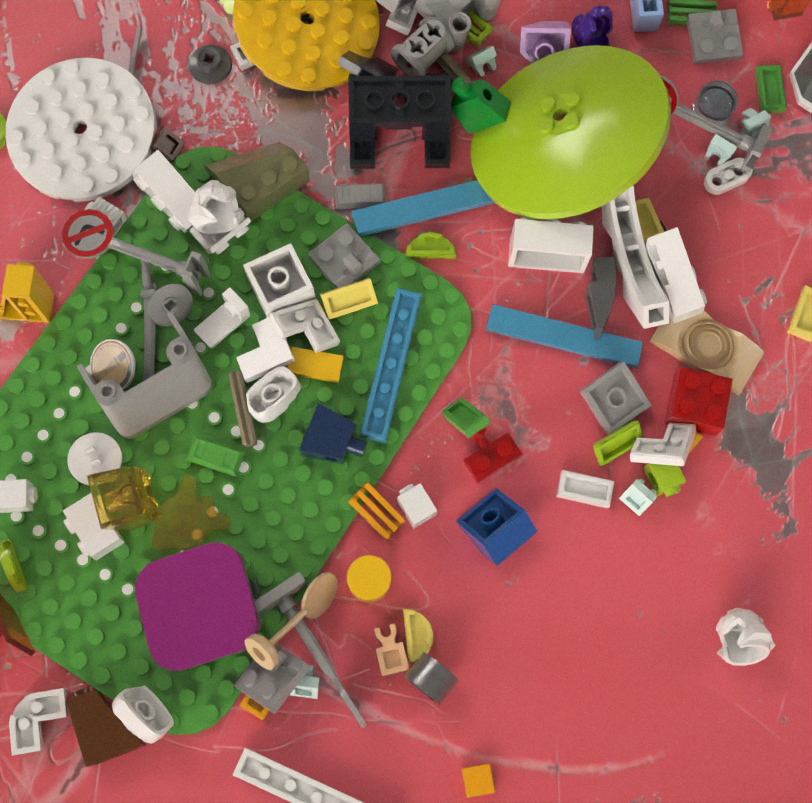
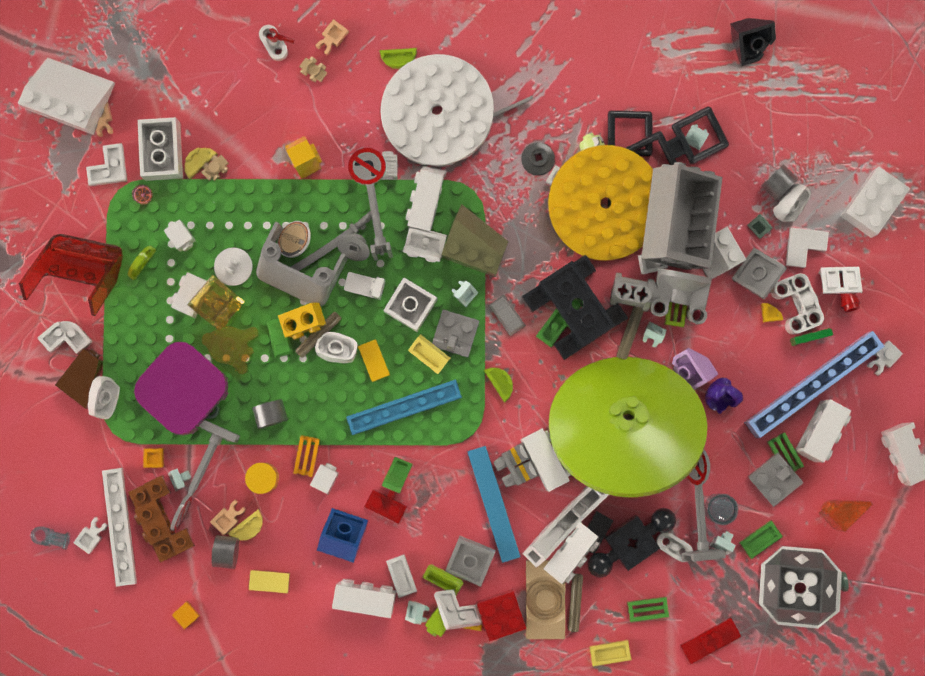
camera: 65 degrees right, 10 degrees up
(167, 144) = (461, 171): reddish brown tile -> none
(206, 410) = (301, 317): none -> yellow brick
(215, 209) = (428, 236): white helmet -> none
(271, 354) = (363, 330): white tile -> none
(272, 686) = (169, 457): light grey hinge -> none
(299, 518) = (270, 413): none -> flat silver piece
(306, 217) = (465, 293): none -> light aqua tile
(306, 318) = (399, 337): white tile -> none
(314, 603) = (230, 455): tan piece -> none
(330, 437) = (332, 400): dark blue torso -> none
(339, 746) = (155, 522): none -> dark orange bracket
(366, 66) = (594, 267): black tile -> none
(404, 153) = (554, 326): none -> bright green tile
(419, 208) = (520, 358): dark azure tile -> none
(478, 104) = (612, 355): green torso -> none
(498, 649) = (269, 581): none -> light yellow tile
(547, 288) = (512, 458): none -> light grey hips
(589, 541) = (364, 598): none -> white brick
(601, 293) = (534, 511): dark grey slope -> none
(648, 219) = (604, 512): light yellow tile -> none
(699, 213) = (662, 521): none -> black brick
(721, 148) = (691, 531): light aqua tile -> none
(733, 317) = (575, 603): none -> dark tan axle
(773, 263) = (644, 609): none -> bright green tile

